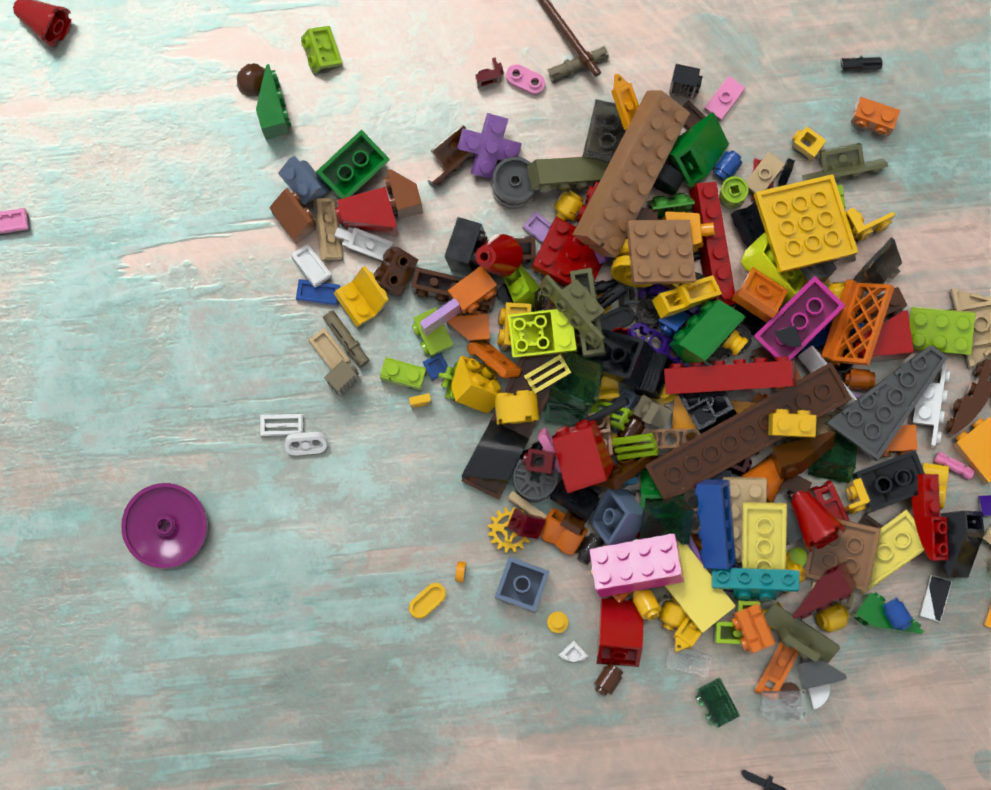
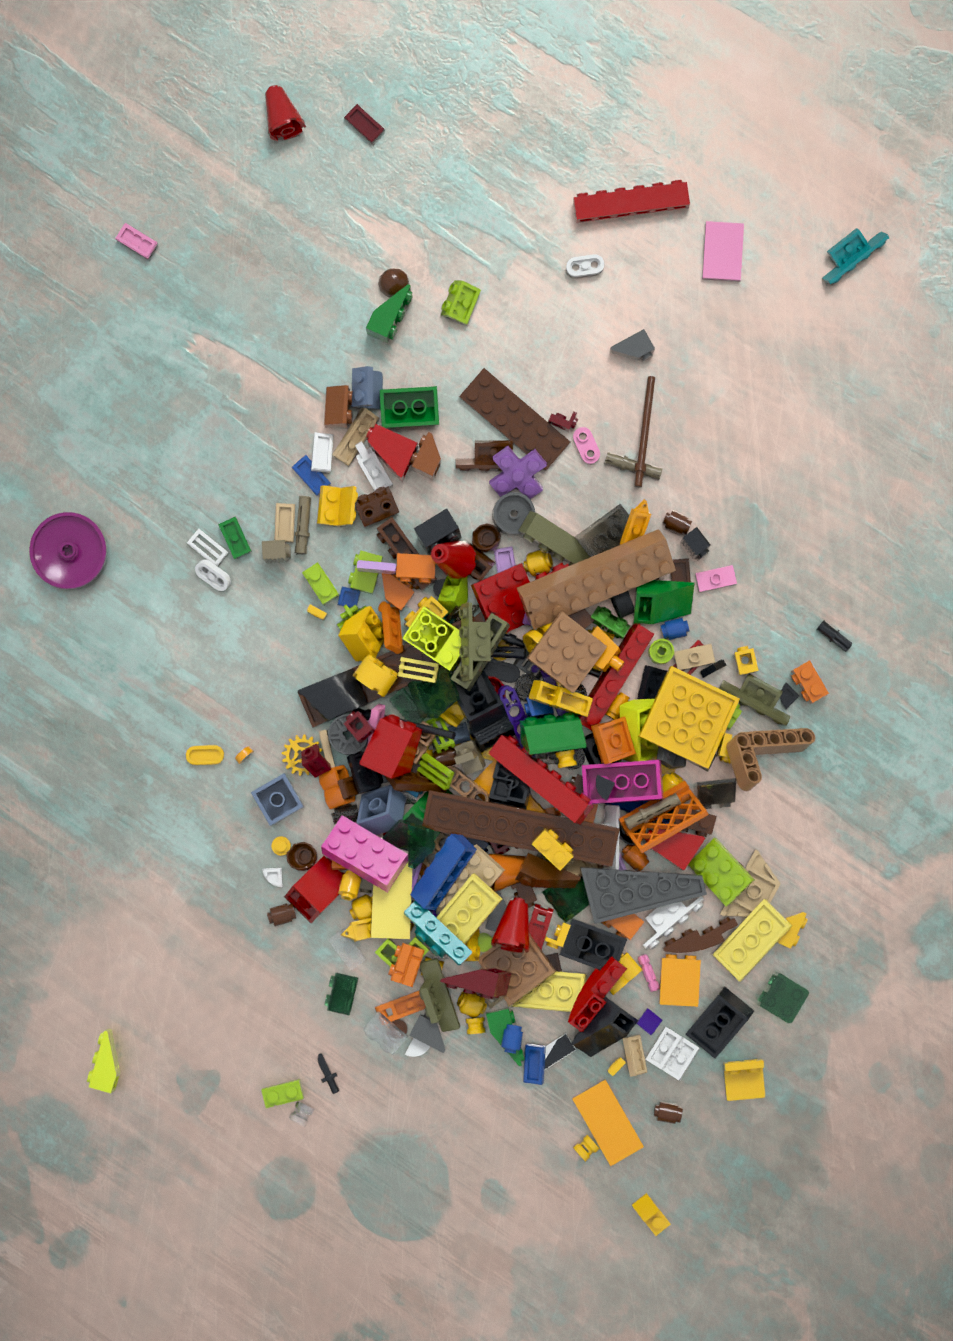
camera: 40 degrees right, 5 degrees up
(297, 397) = (234, 538): none -> green plate
(445, 106) = (513, 417): none -> reddish brown plate
(508, 220) = (486, 538): none -> reddish brown hair
(583, 615) = (301, 856): none -> reddish brown hair
(654, 78) = (677, 522): none -> reddish brown brick
(738, 272) = (613, 711): none -> light orange brick
(841, 333) = (652, 811): none -> dark tan pin
(851, 633) = (475, 1025): none -> yellow wheel
(868, 143) = (788, 695): none -> black tile
(876, 206) = (746, 745): none -> medium nougat beam
(930, 623) = (534, 1064): none -> blue tile

